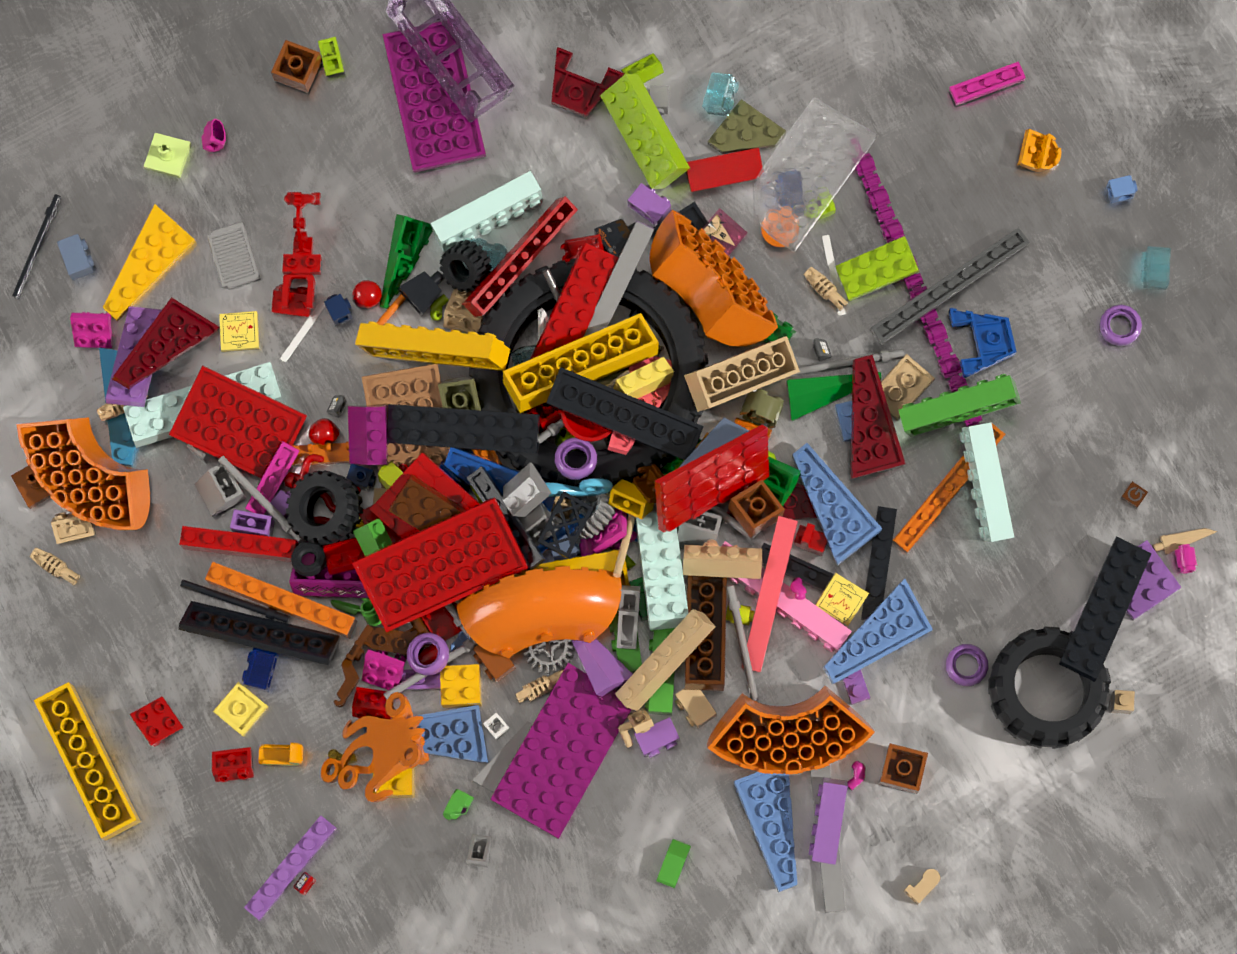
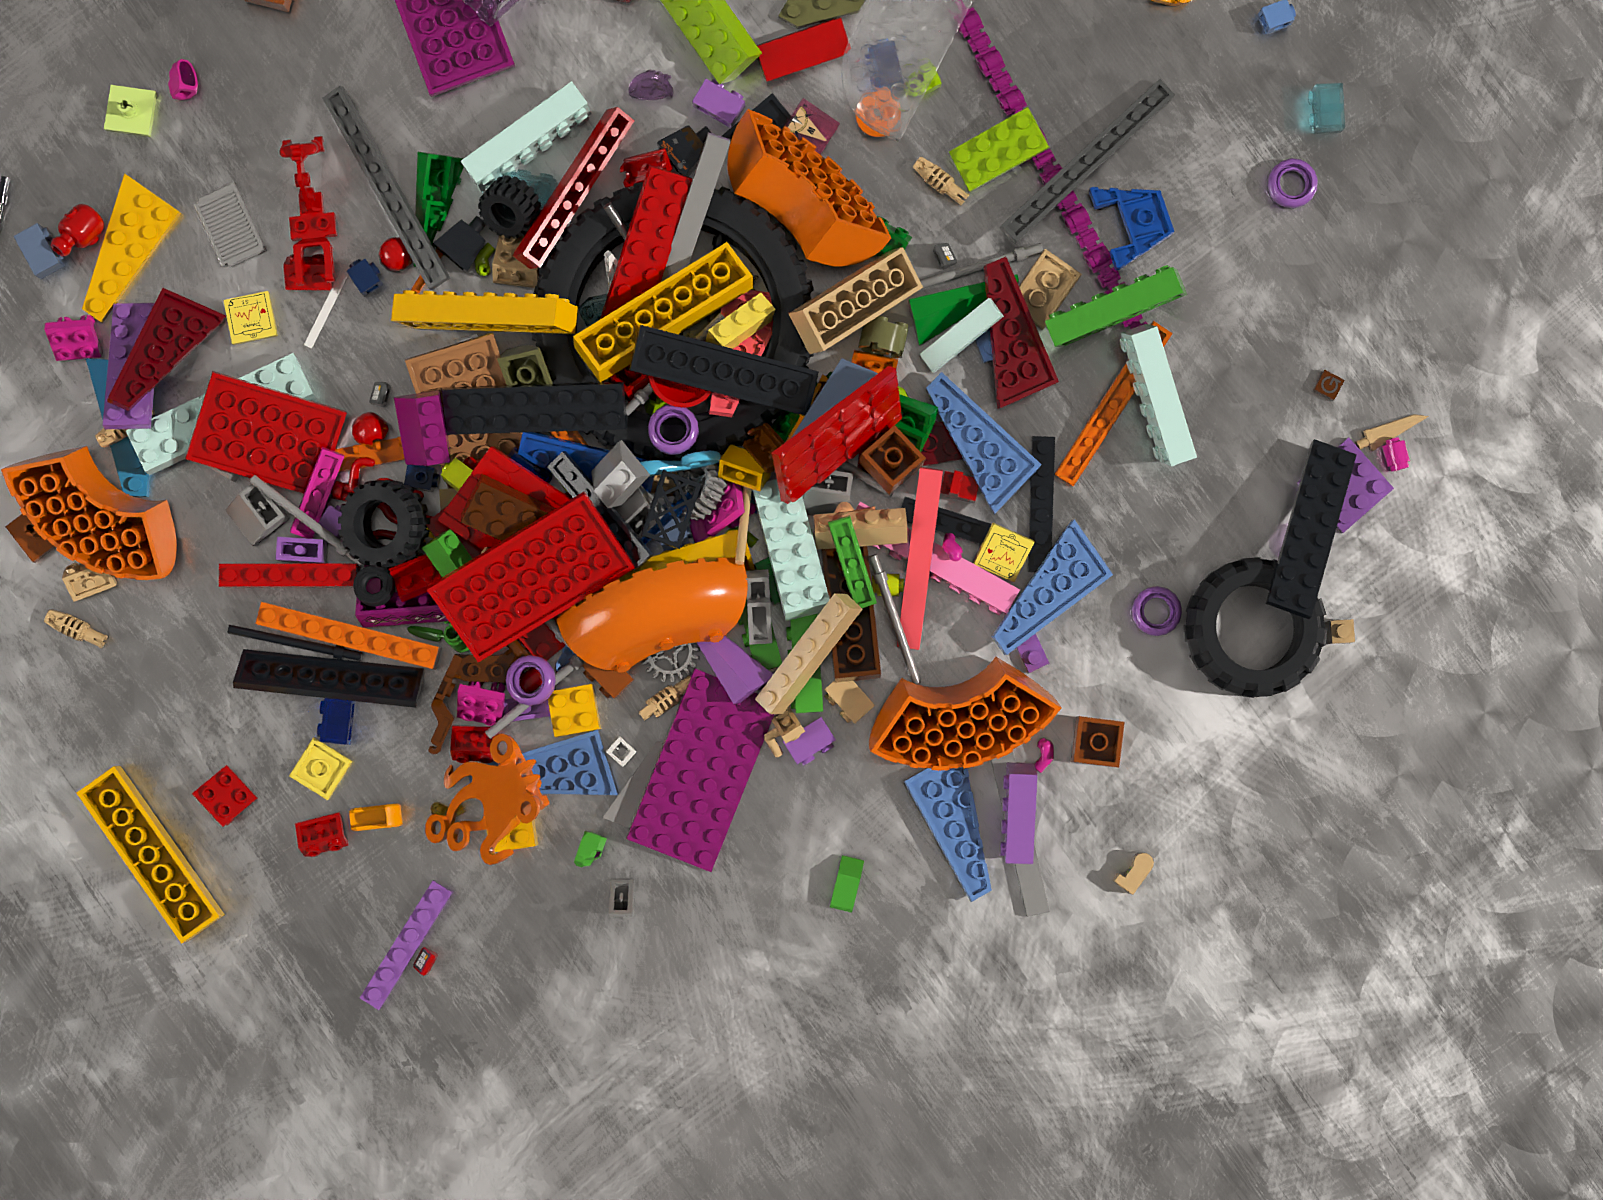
camera: 15 degrees left, 10 degrees up
(110, 243) = (77, 229): none -> red piece
(366, 240) = (386, 188): none -> dark grey plate
(595, 185) = (651, 86): none -> clear purple hat
(711, 586) = (852, 561): none -> bright green tile
(827, 414) = (961, 335): none -> light aqua tile
(832, 269) = (939, 136): white sticker -> none

